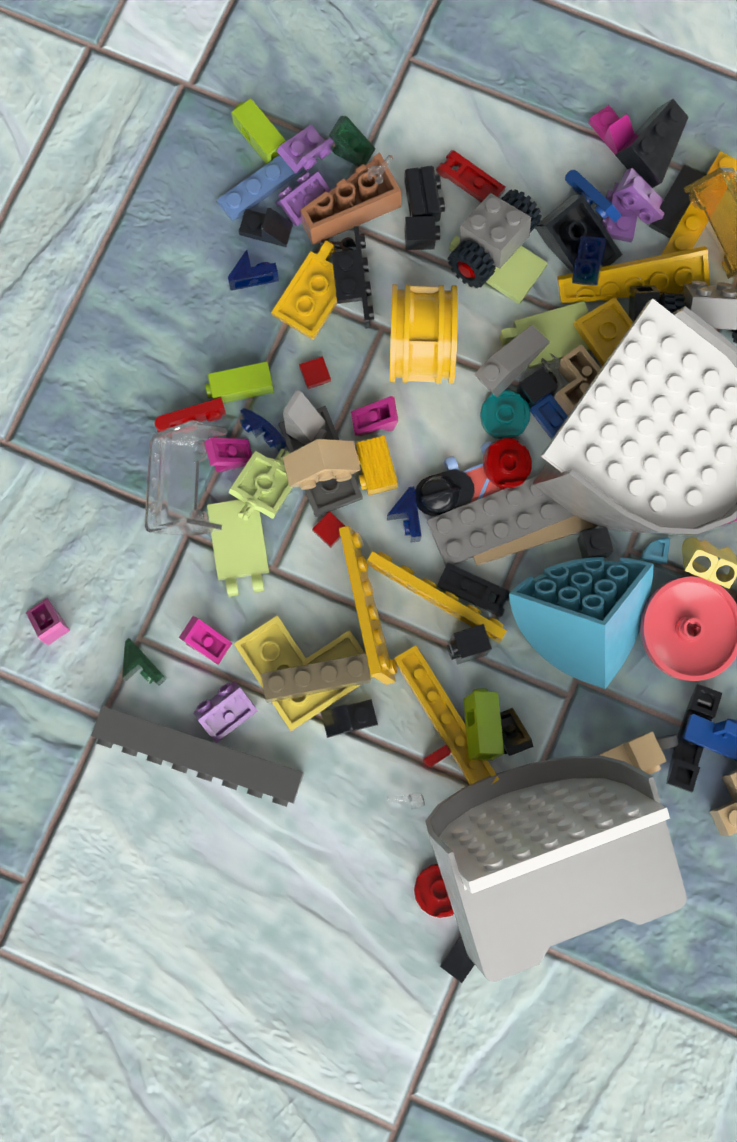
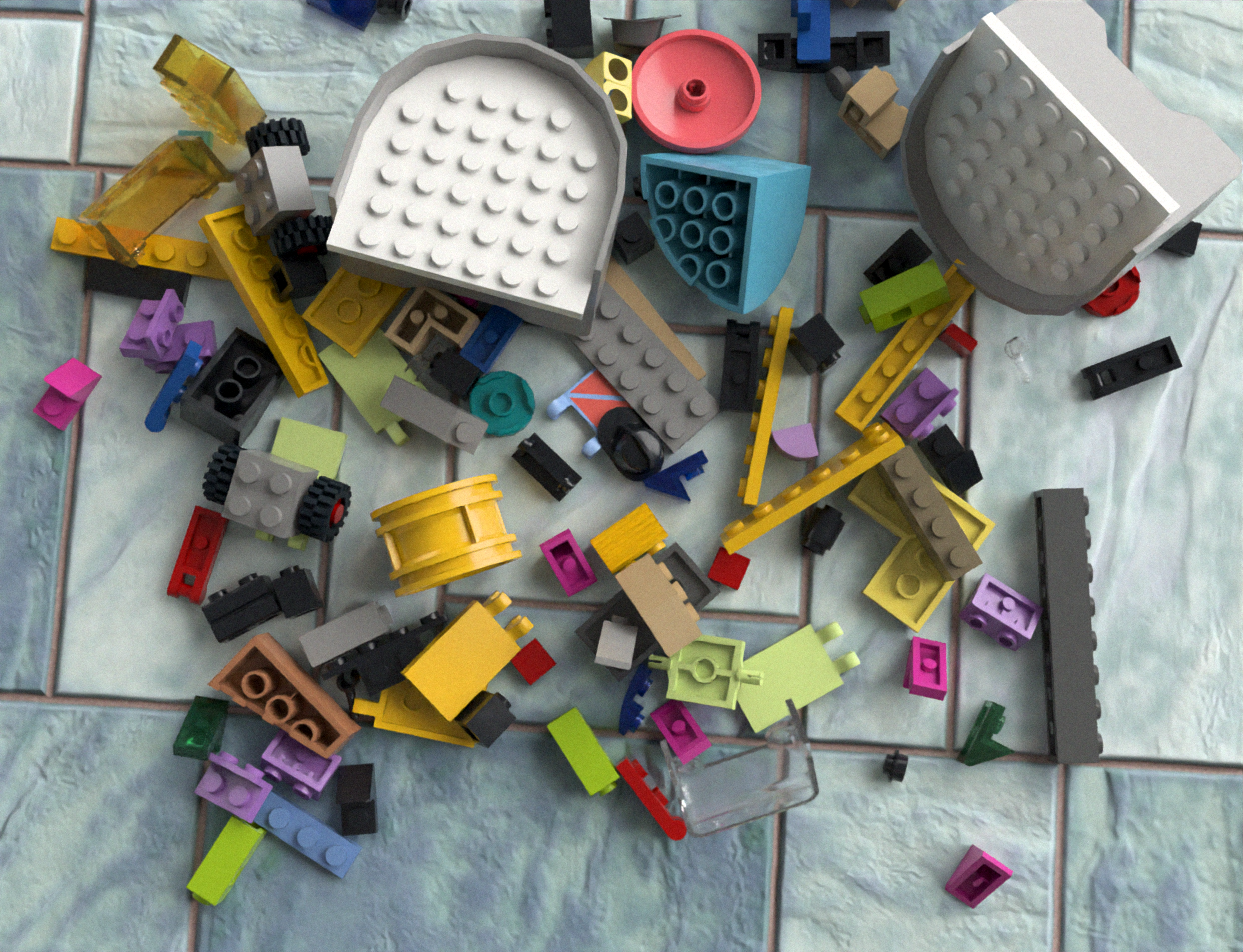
camera: 105 degrees left, 5 degrees up
(145, 593) = (895, 766): none -> black plate
(246, 276) = (436, 801): clear blue slope -> none
(288, 324) = (486, 718): none -> black brick
(332, 603) = (822, 530): none -> black brick
(335, 325) = (466, 655): none -> yellow tile
(369, 883) = (1132, 367): none -> black plate
(379, 170) = (234, 673): clear hand -> none
(380, 254) = (346, 633): none -> light grey brick
(398, 710) = (918, 406): none -> medium lavender bracket
(403, 607) = (795, 443): none -> lavender brick
(449, 428) = (546, 466): none -> black hinge
(507, 463) = (566, 378): red tile -> none
(589, 261) = (268, 361): clear blue slope -> none
(654, 143) = (70, 332): black wedge -> none

